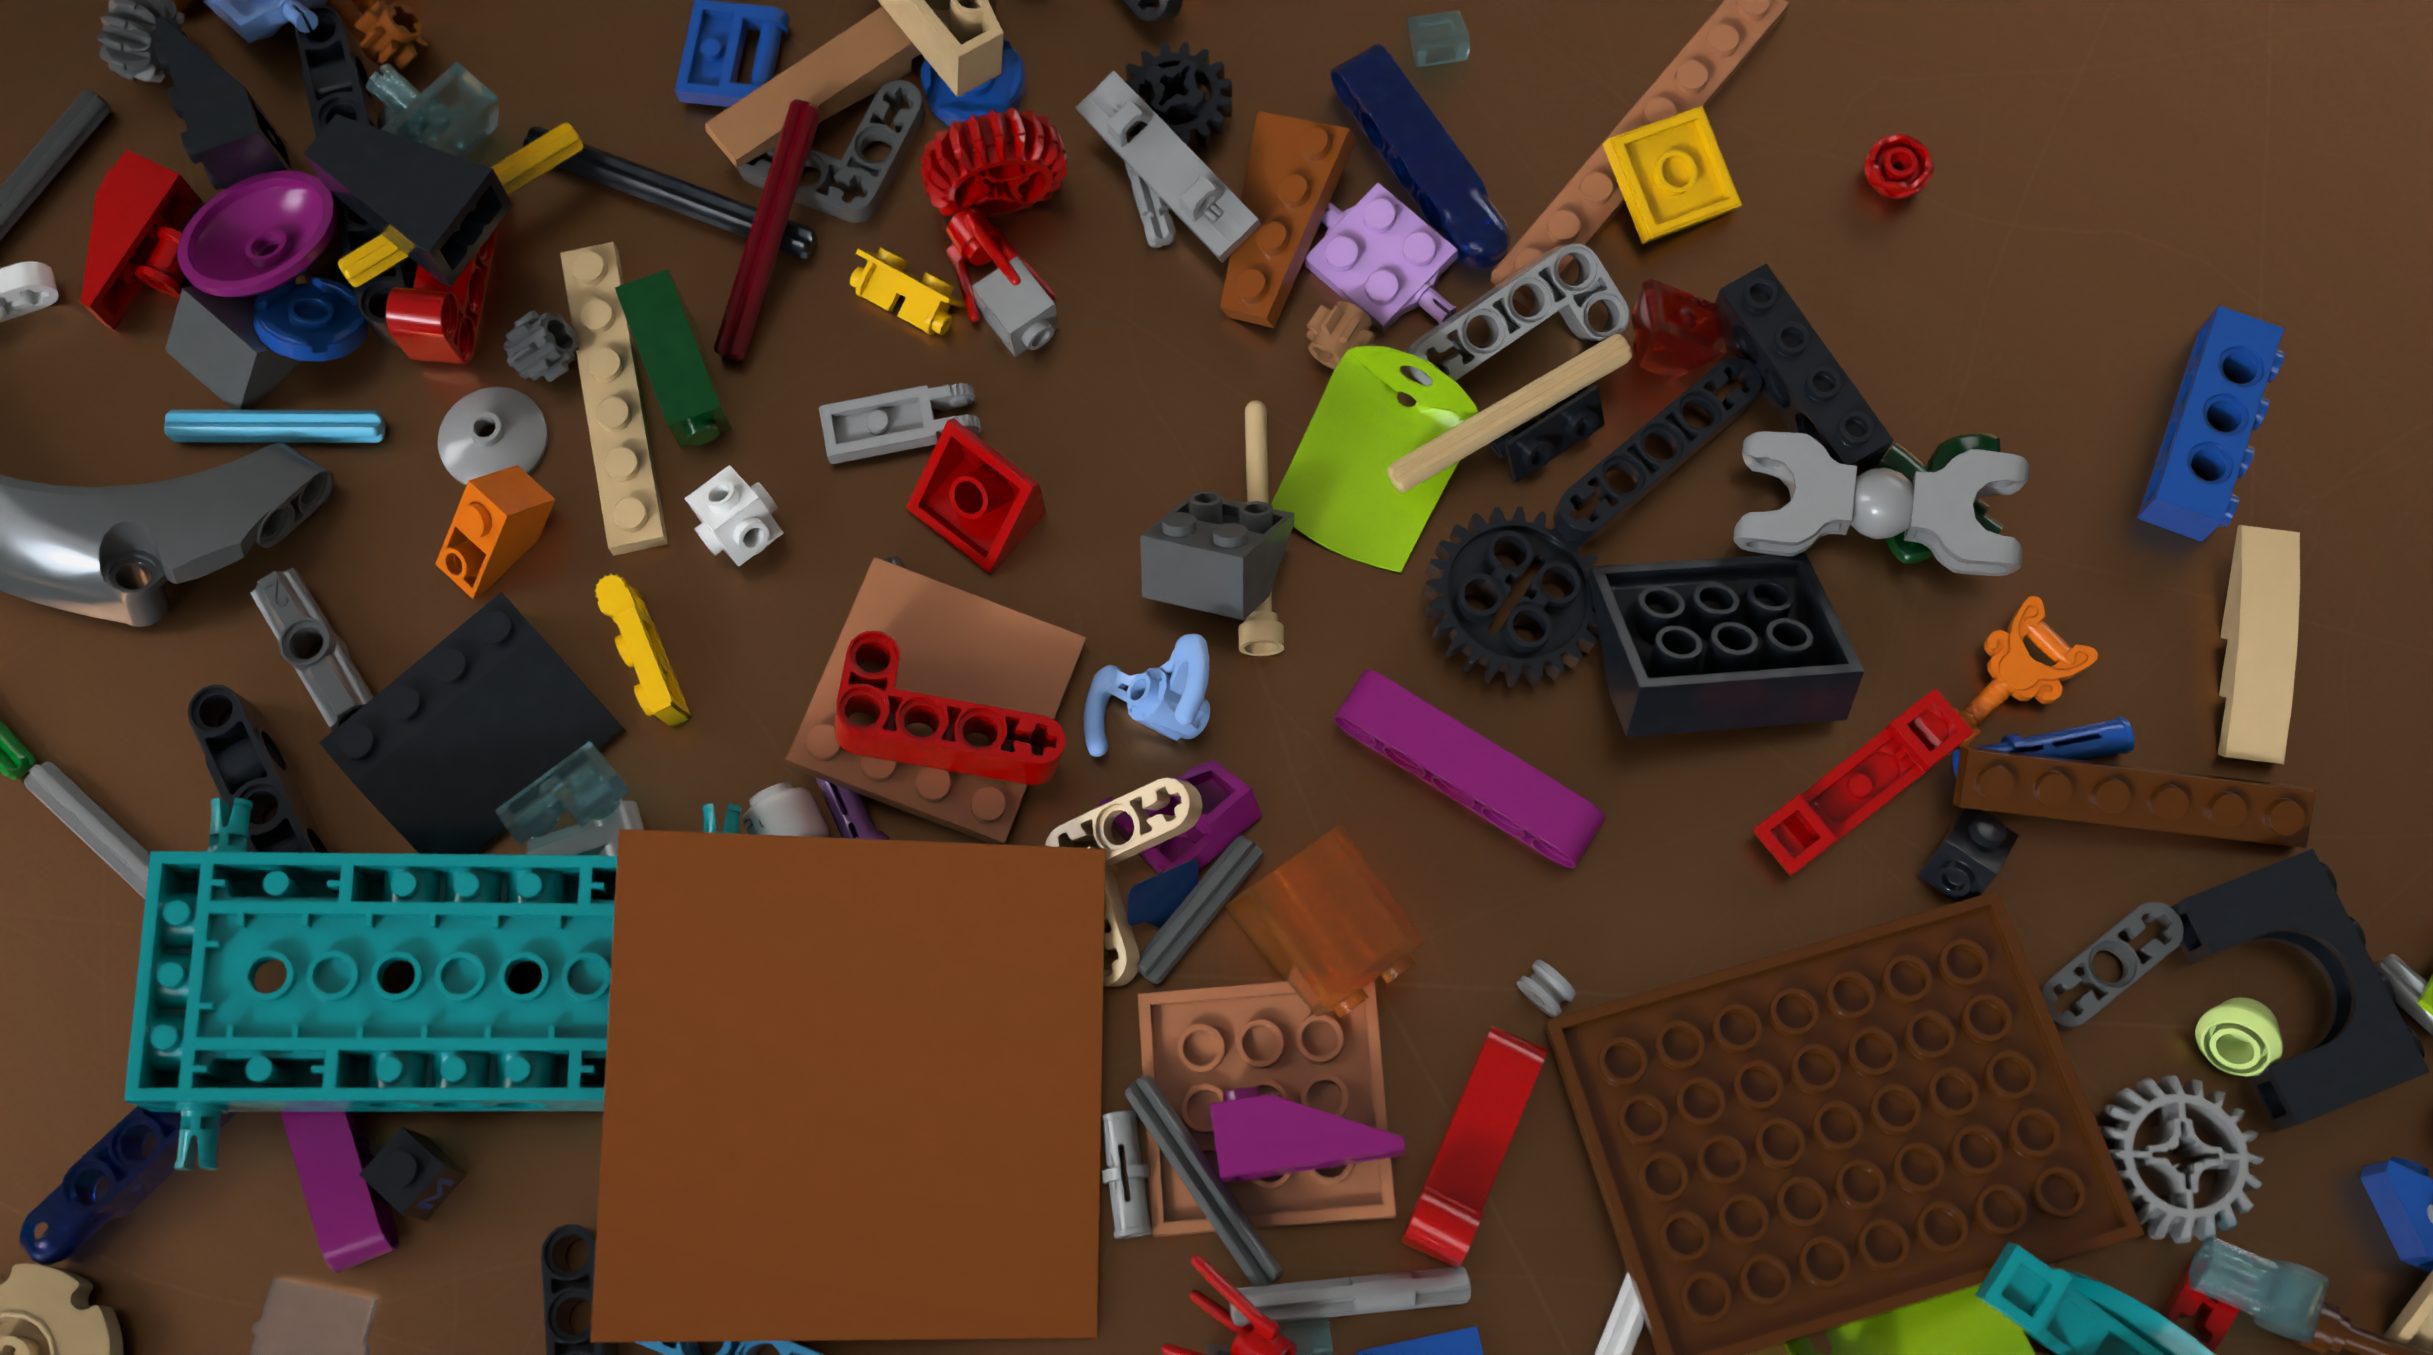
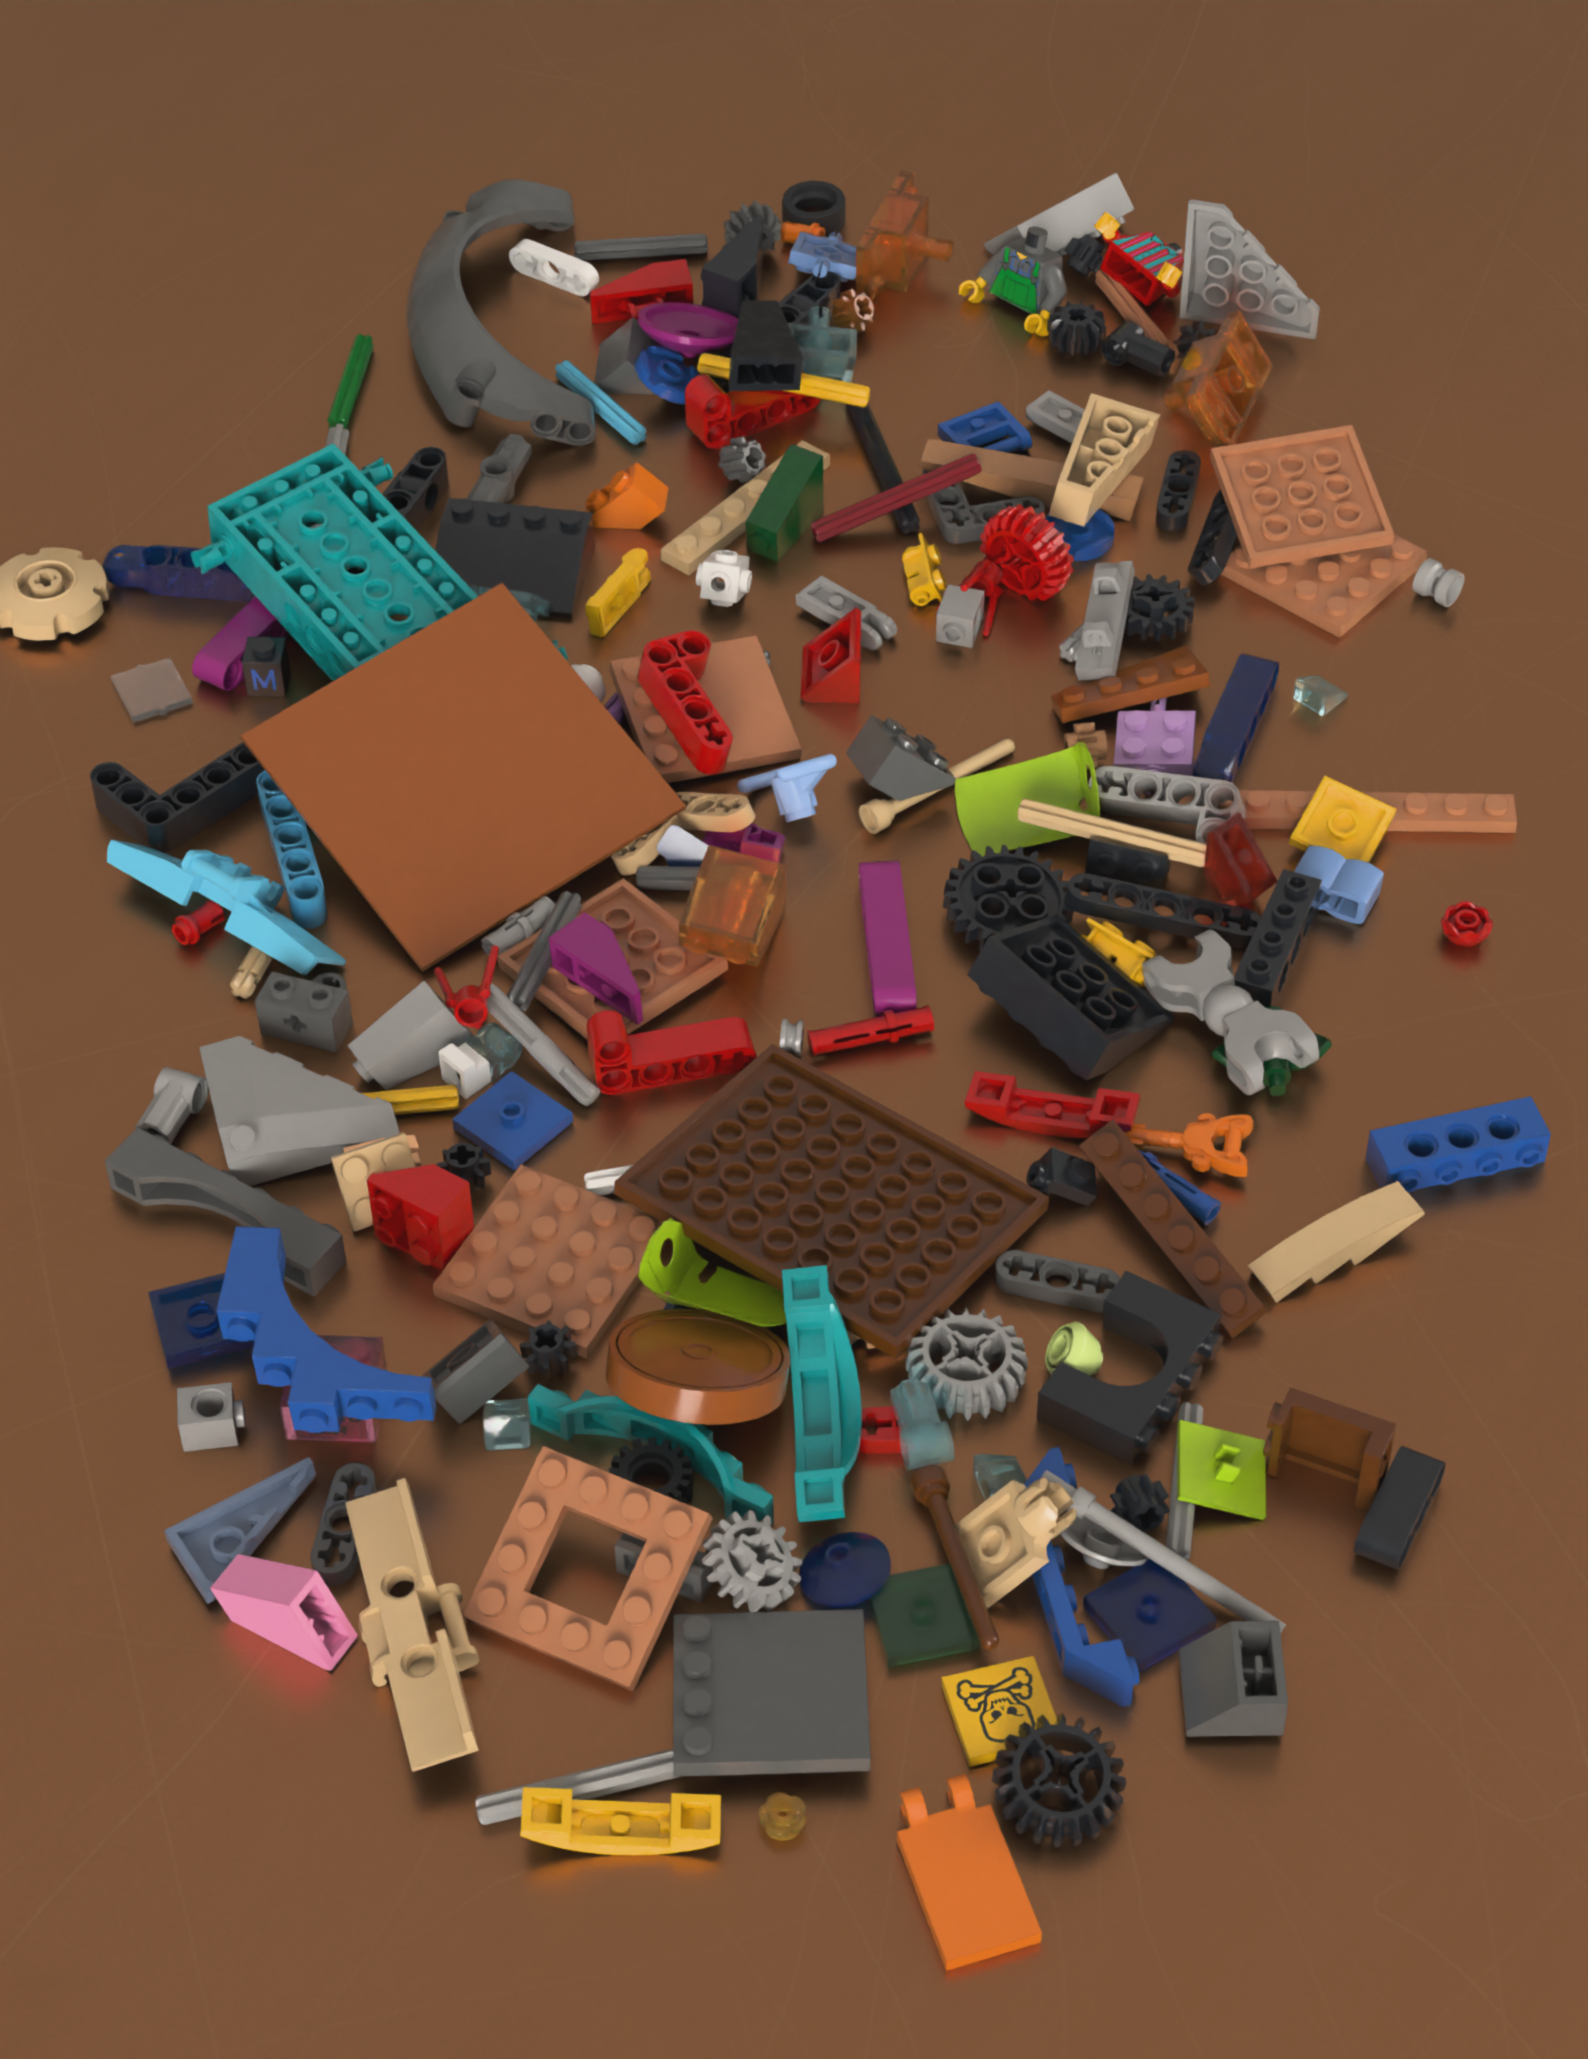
camera: 50 degrees right, 25 degrees down
(517, 439) = (686, 478): light grey dish -> none
(1601, 881) = (871, 1030): none -> red pin
(1700, 535) = (1111, 944): none -> yellow hinge
(1741, 241) = (1347, 884): none -> medium blue brick
(2350, 1238) = (996, 1471): none -> clear light blue slope

